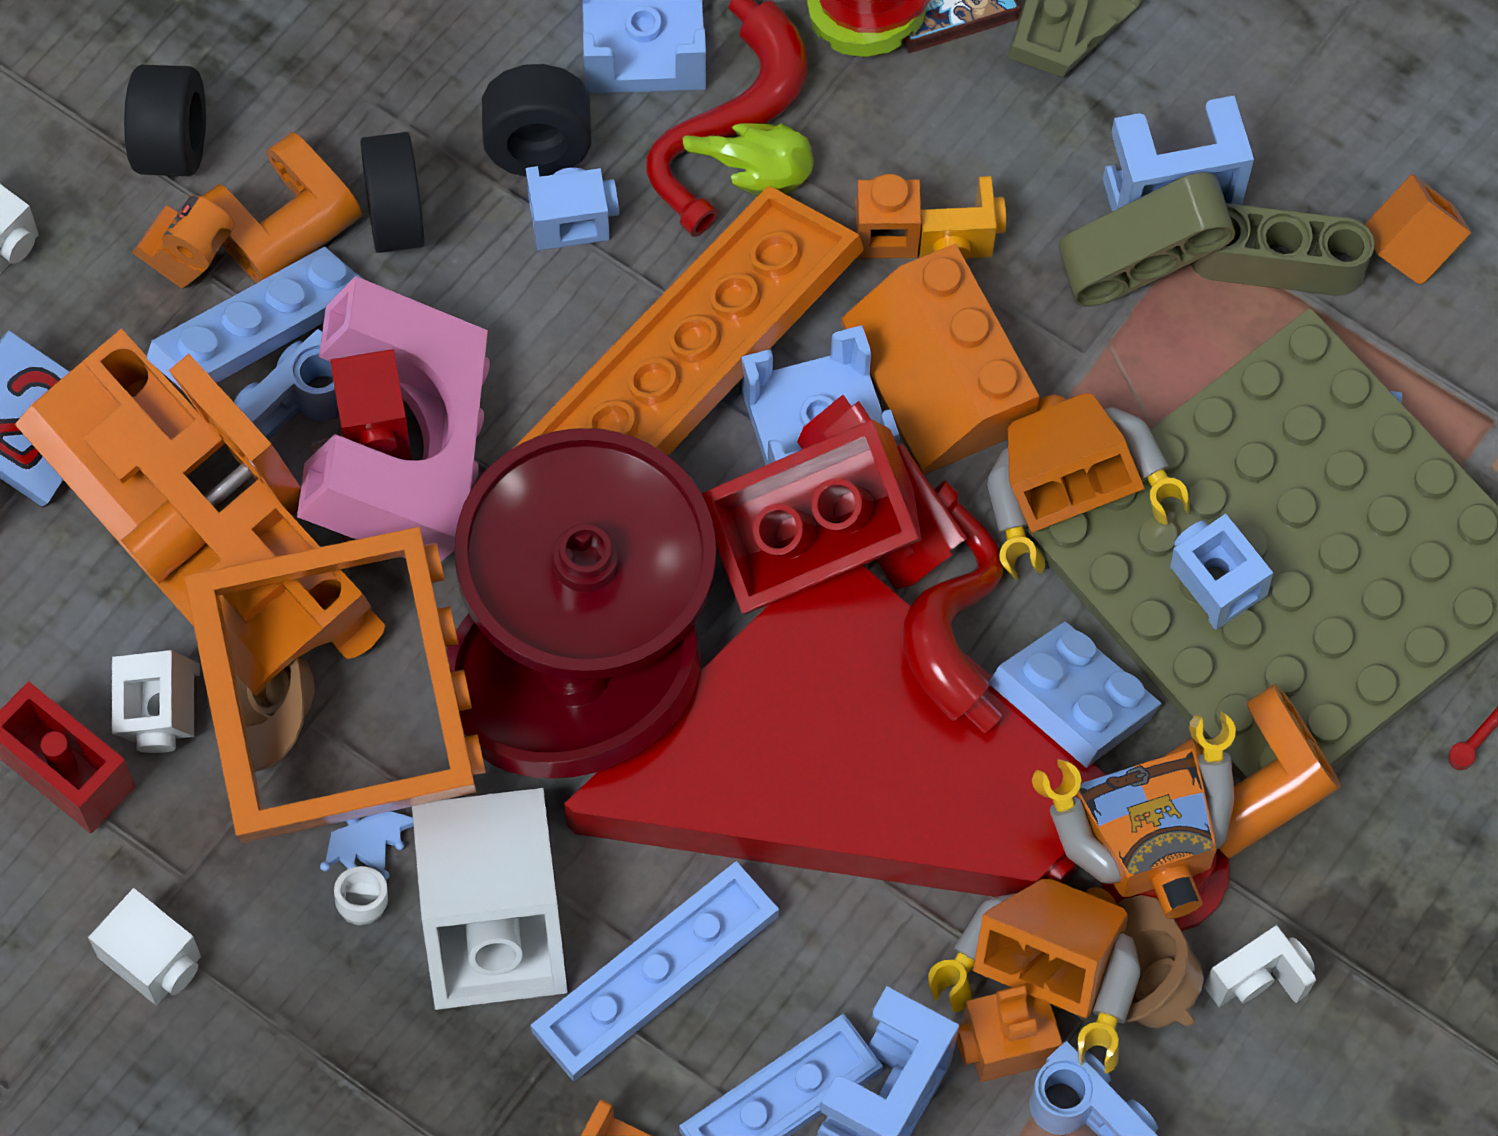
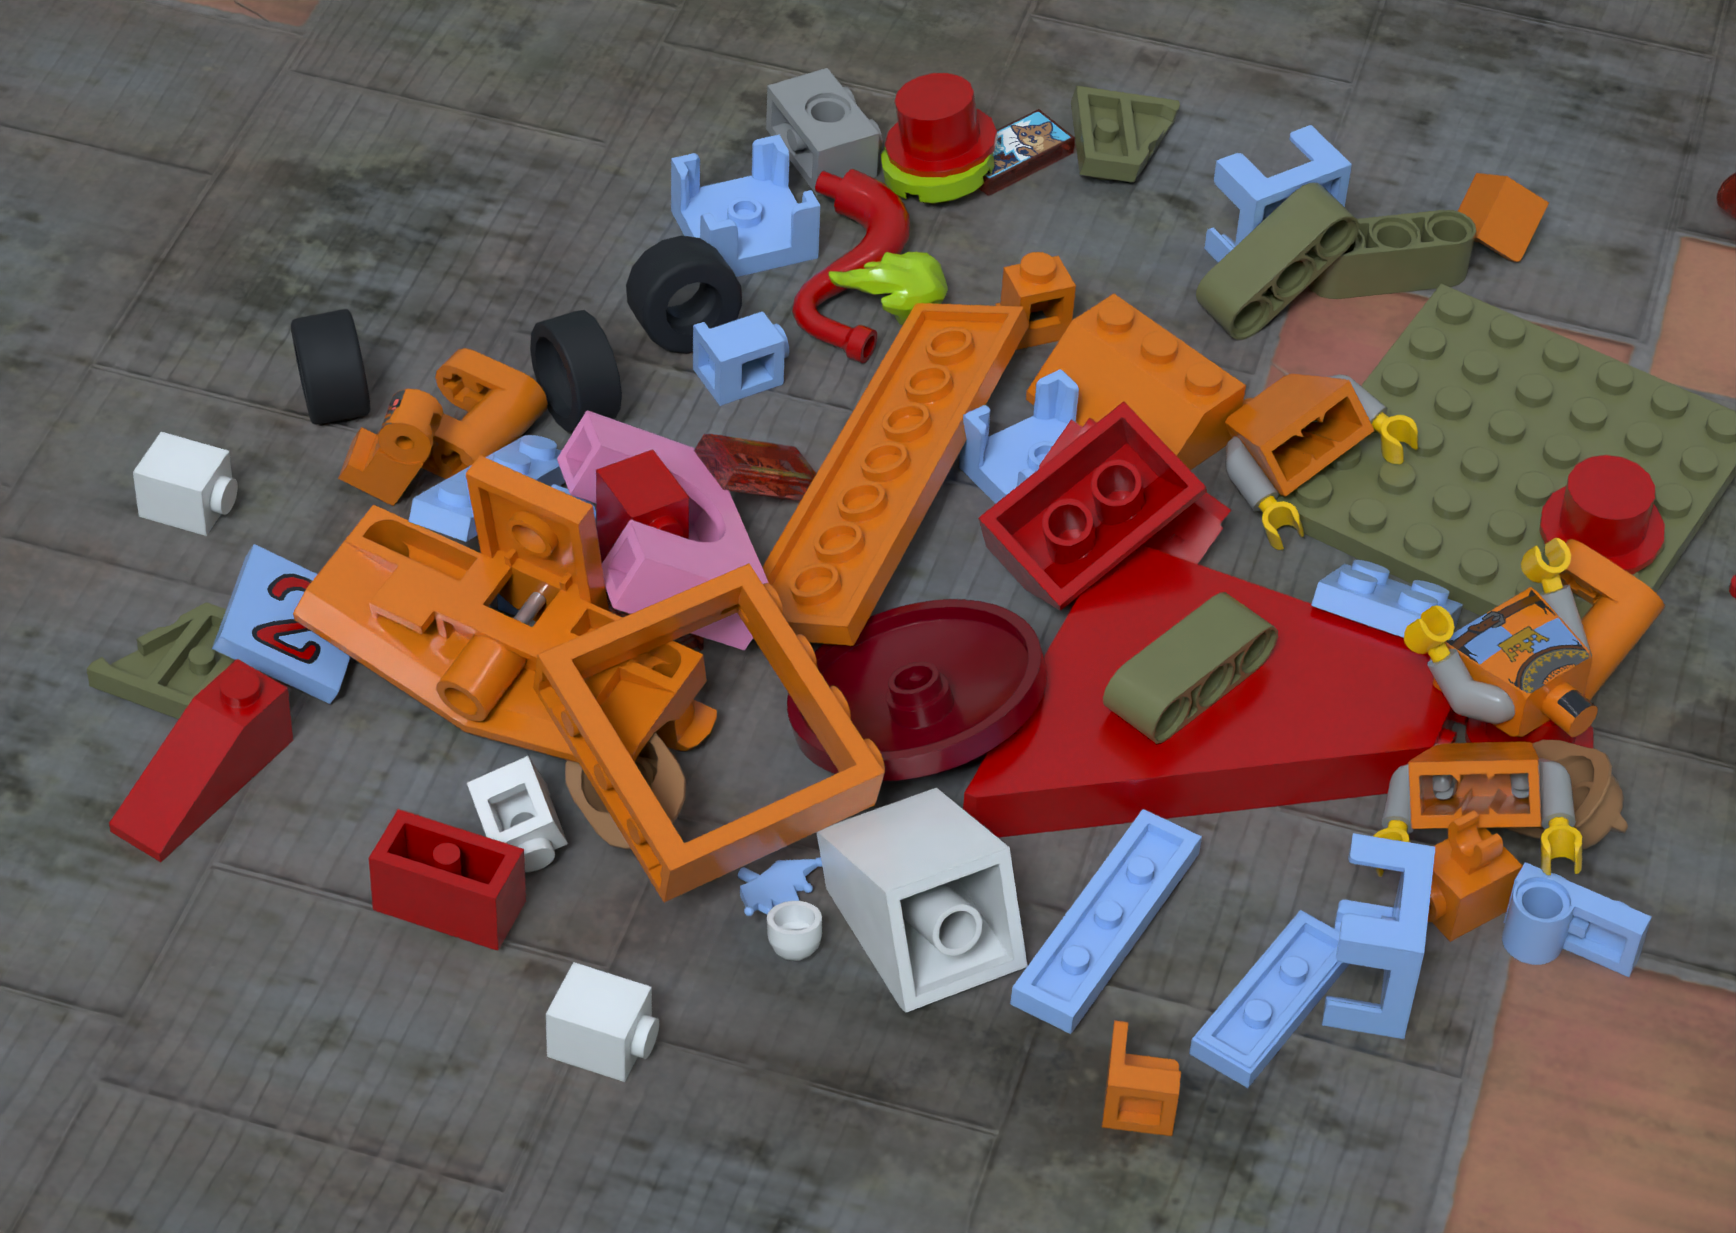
camera: 20 degrees left, 20 degrees down
(526, 353) = (755, 466): none -> clear red tile
(585, 553) = (900, 579): dark red dish -> none
(829, 732) = (1190, 667): none -> olive beam
(929, 632) = (1264, 586): red animal -> none
(970, 227) = (1118, 278): light orange bracket -> none
(1224, 547) = (1473, 472): light blue brick -> none
(1249, 969) = (1664, 769): white bracket -> none
(1334, 661) = (1608, 510): none -> red piece

